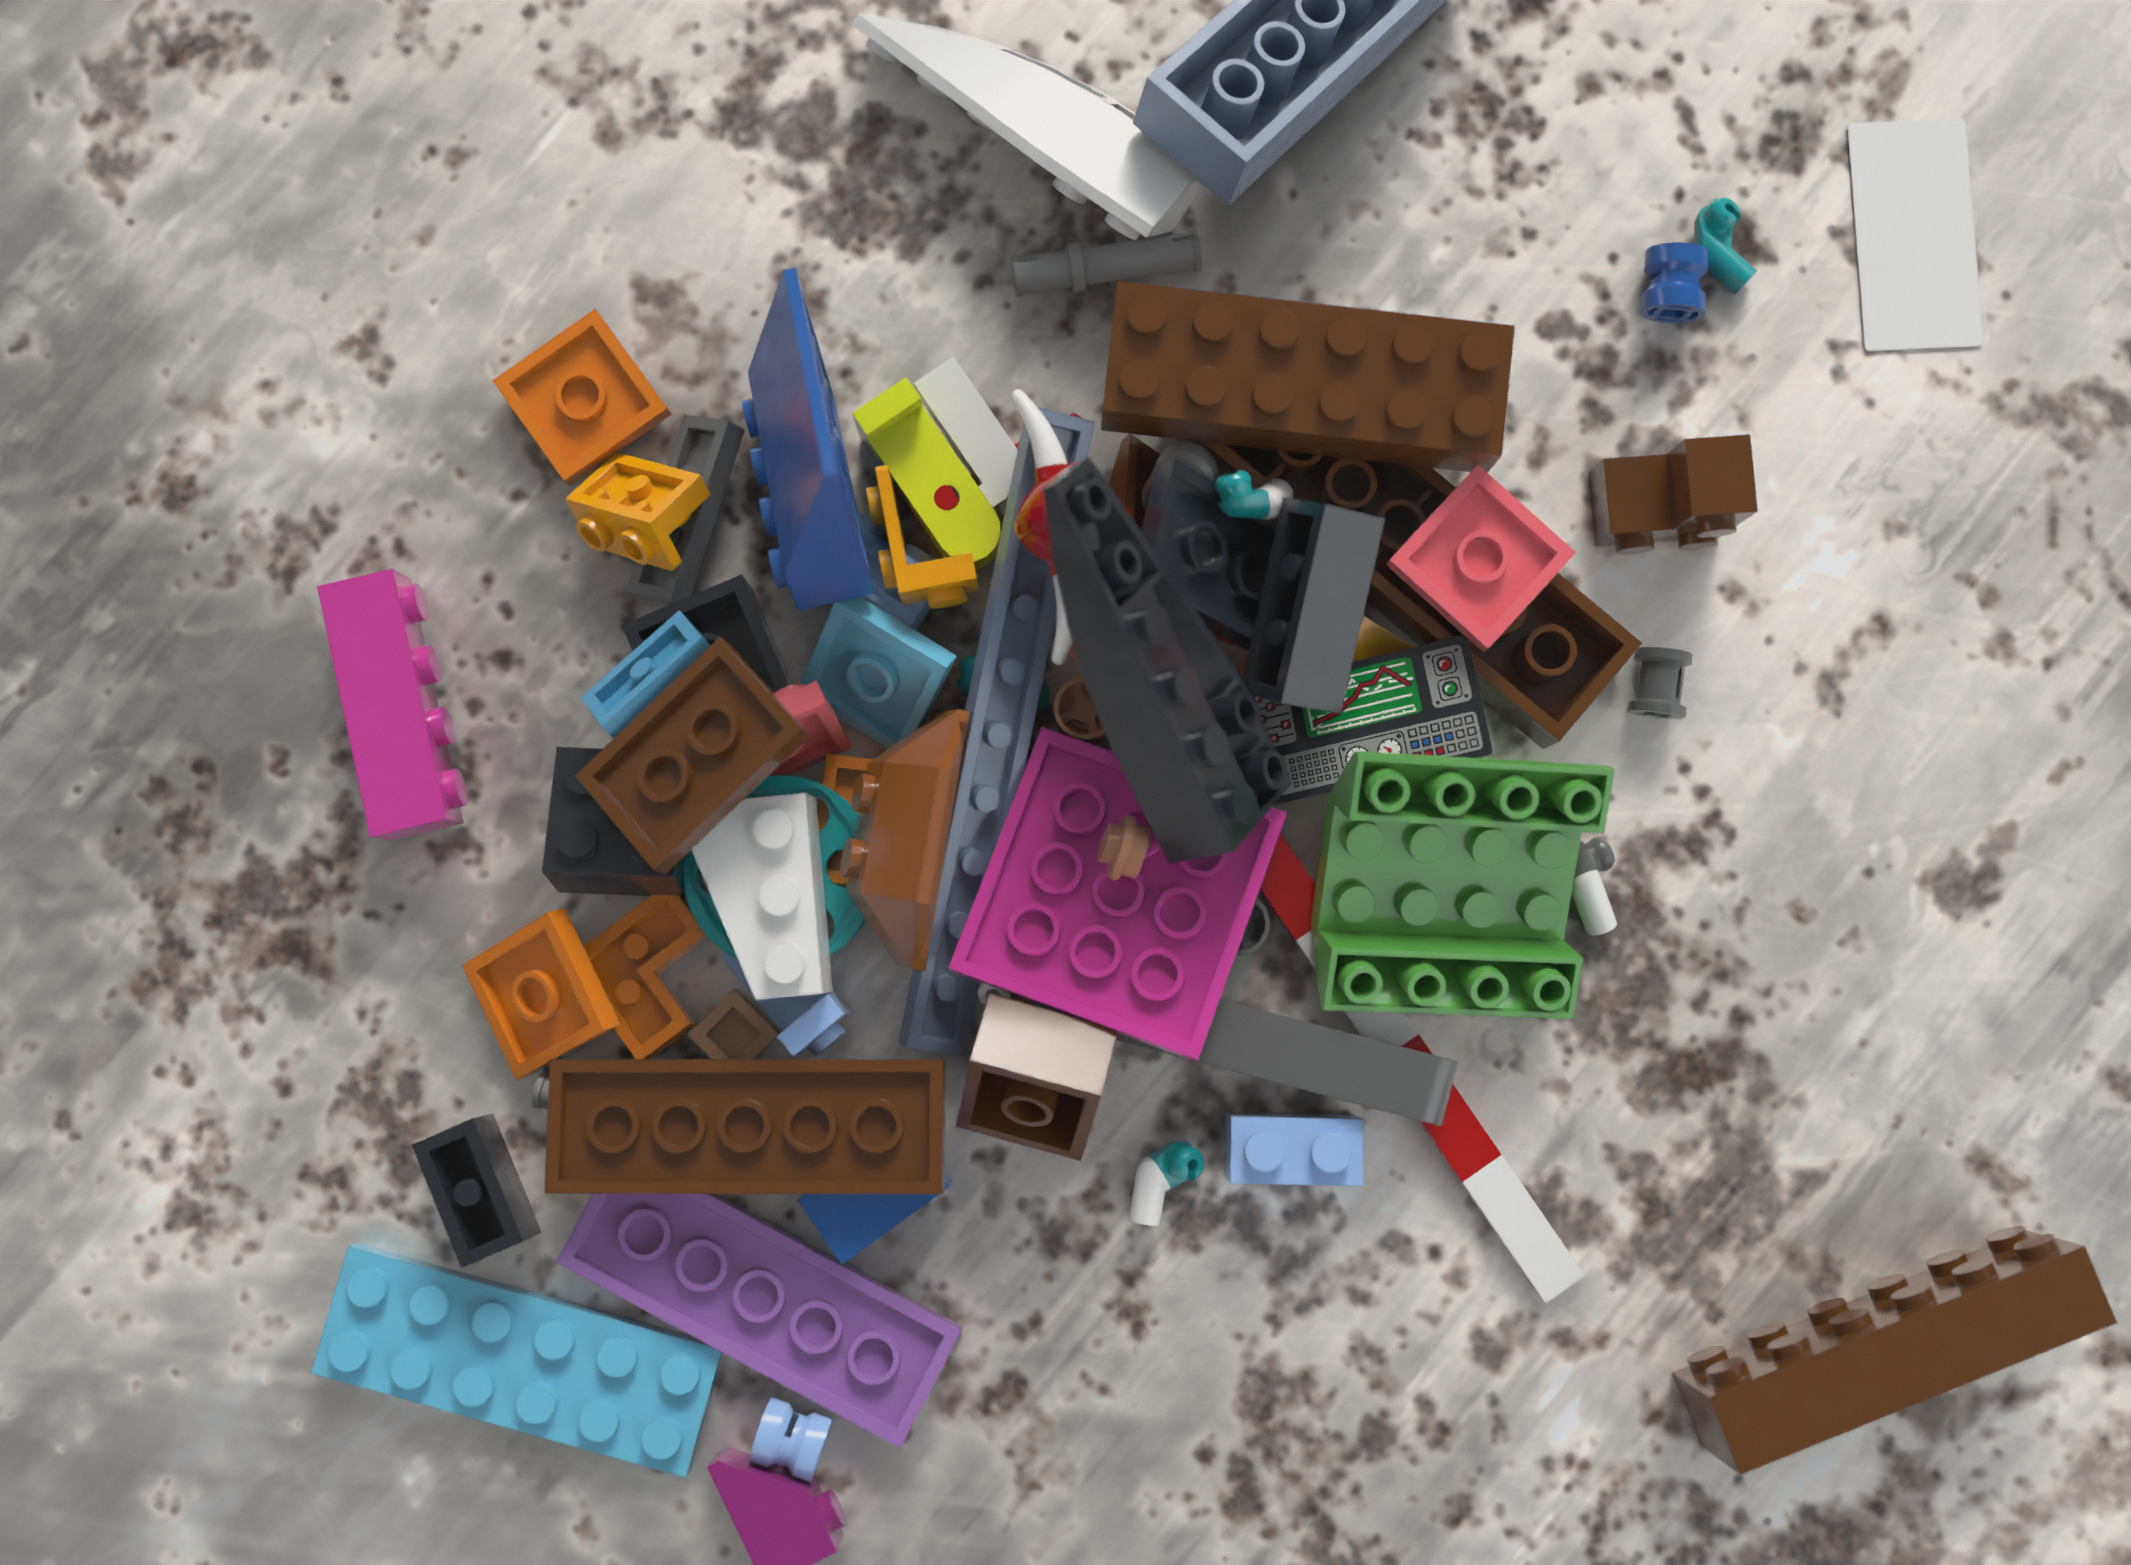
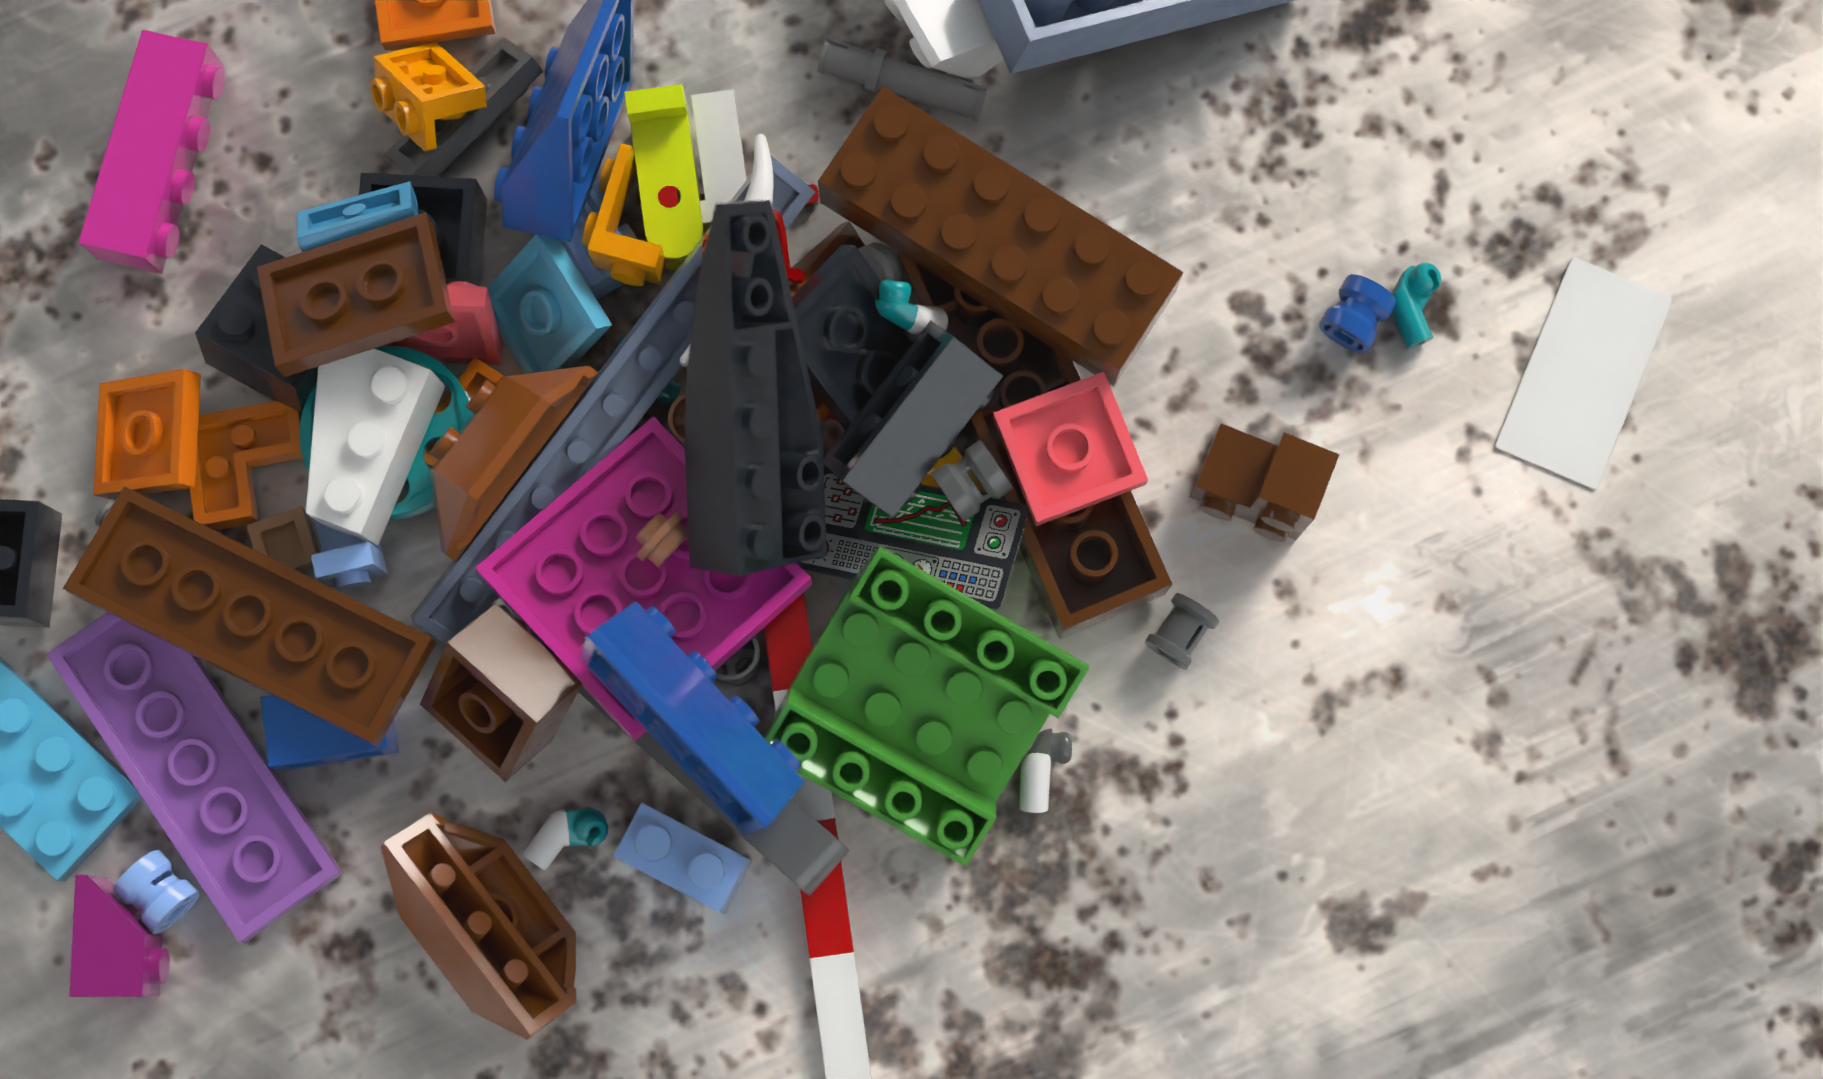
camera: 25 degrees right, 5 degrees down
(1136, 1311) = (483, 923): none -> dark orange wedge
(1263, 1017) = (691, 717): none -> blue slope
(1393, 651) = (961, 489): none -> dark grey wheel

